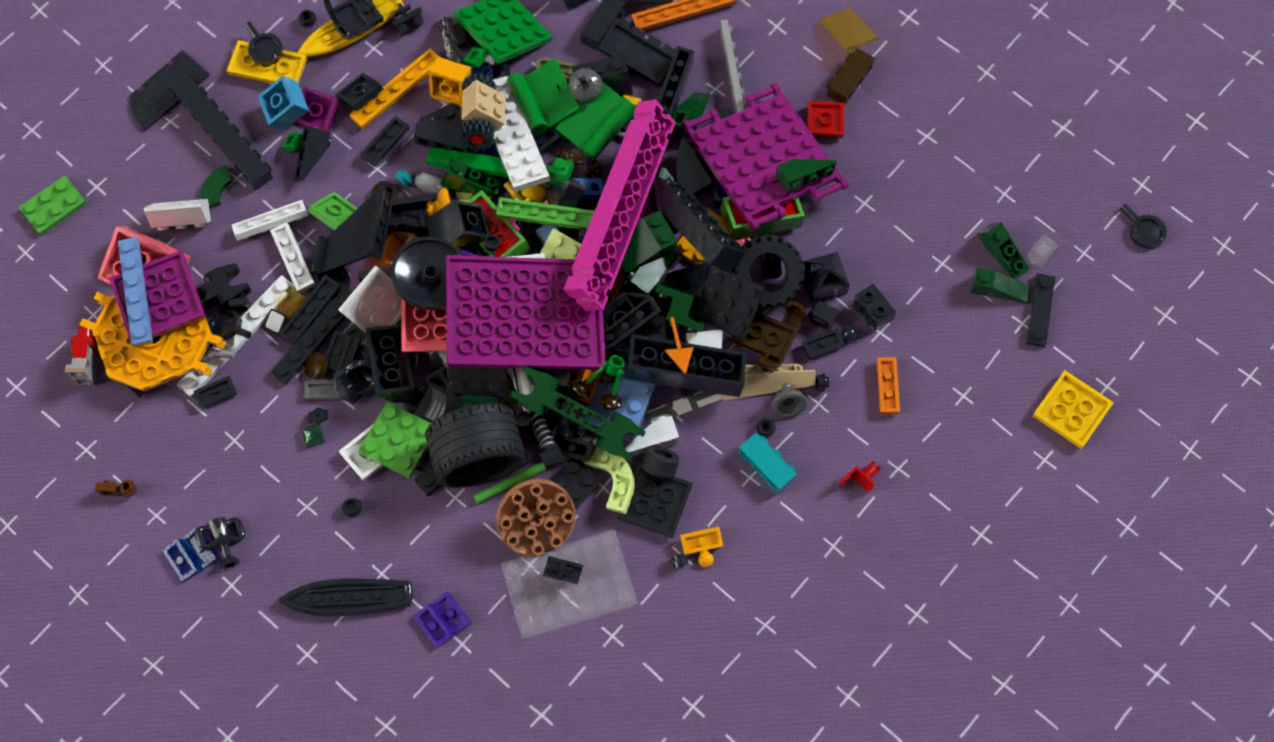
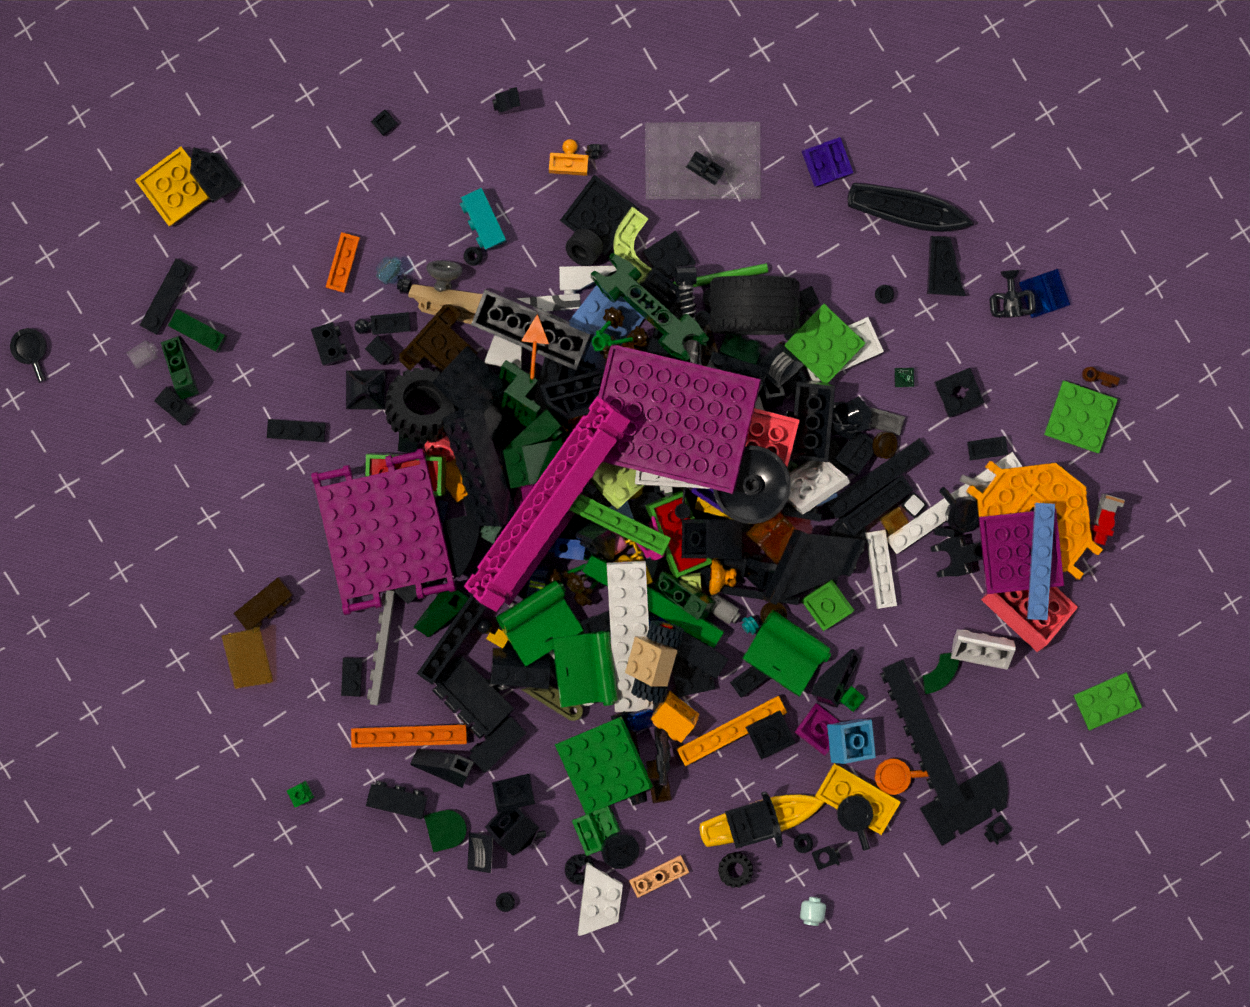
camera: 160 degrees left, 20 degrees up
(129, 448) = (1080, 417): none -> bright green plate
(138, 69) = (991, 835): none -> black bracket
(238, 92) = (895, 776): none -> orange piece
(255, 423) = (965, 380): none -> black brick
(269, 220) = (894, 617): white plate -> none
(276, 13) = (834, 856): none -> black bracket
(298, 545) = (942, 268): none -> black wing
(318, 415) = (894, 399): black plant -> none
(362, 163) = (788, 650): none -> green door
(414, 15) = (702, 811): black hips -> none
(475, 57) = (642, 733): green plate -> none
(535, 517) = (716, 224): nougat bracket -> none
(561, 168) = (591, 571): green plate -> none
(587, 91) = (540, 668): dark grey hair -> none
(608, 157) = (537, 580): none -> dark blue leg
(751, 43) = (351, 677): none -> black plate
(781, 581) = (507, 101): none -> black arch
(799, 172) = (359, 495): dark green slope -> none
(825, 119) = (305, 564): red plate -> none
(841, 390) = (389, 270): none -> clear light blue head
(862, 477) = (397, 179): red bracket -> none
(876, 228) = (296, 430): none -> black plate
(896, 529) = (384, 122): none -> black tile
(987, 215) = (175, 406): none -> black plate
(1042, 428) = (213, 174): none -> black tile

